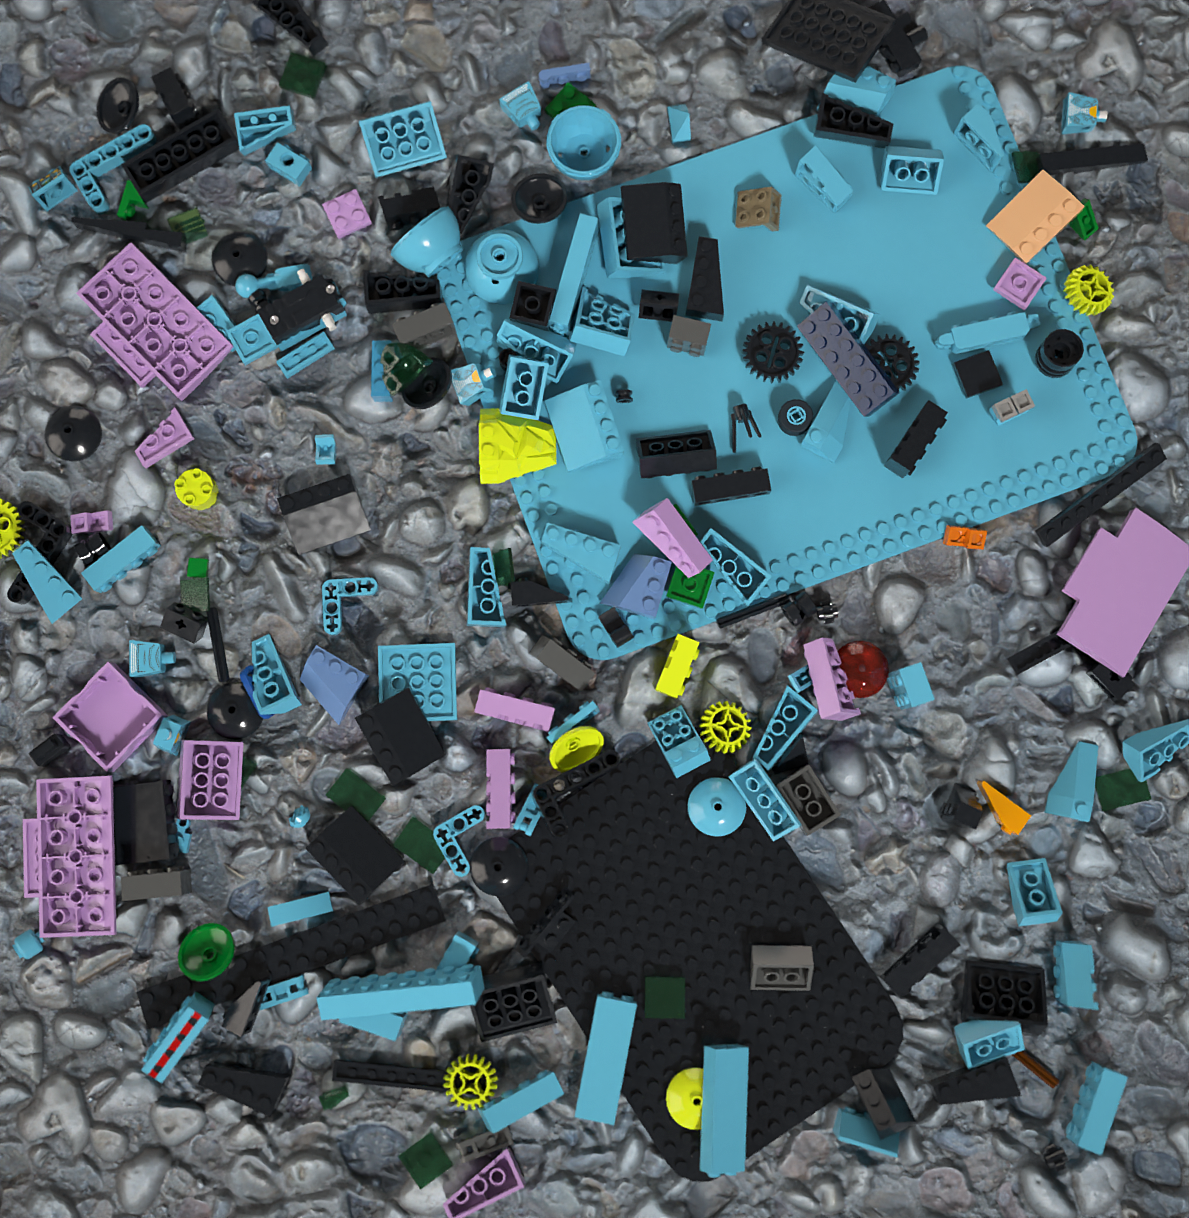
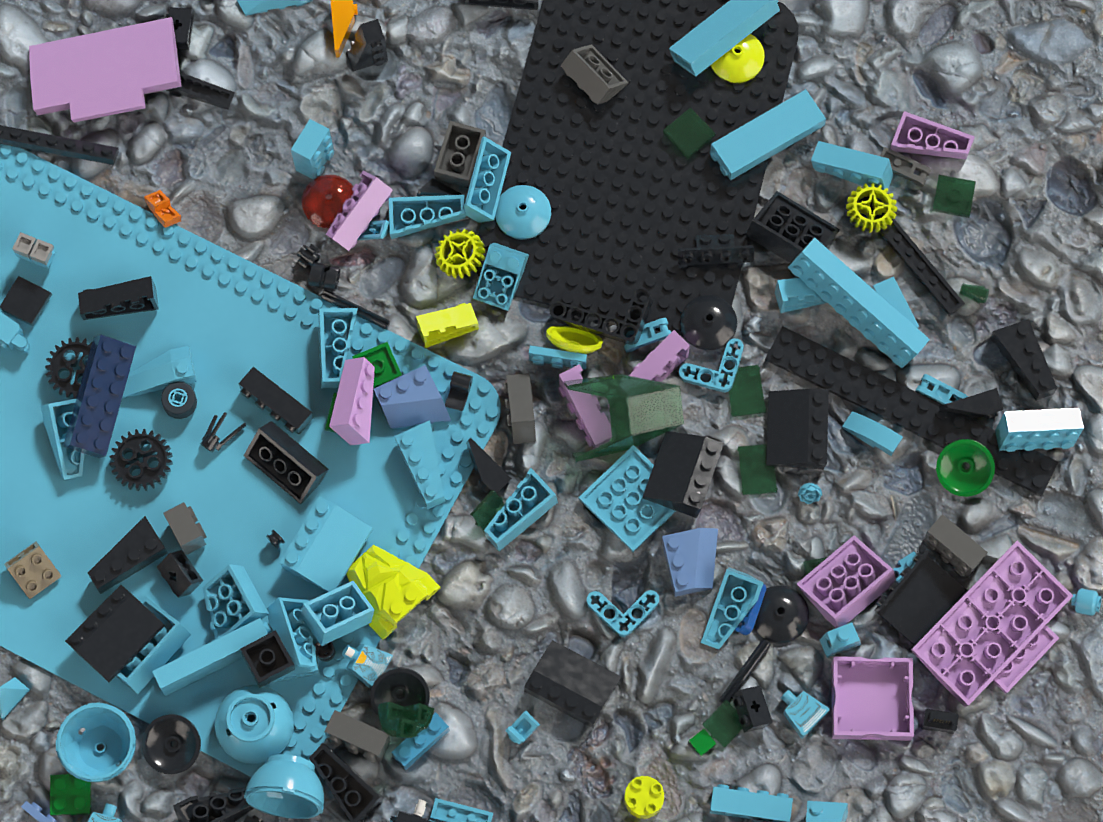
camera: 135 degrees left, 10 degrees down
(479, 742) = (637, 410): none -> clear green windscreen

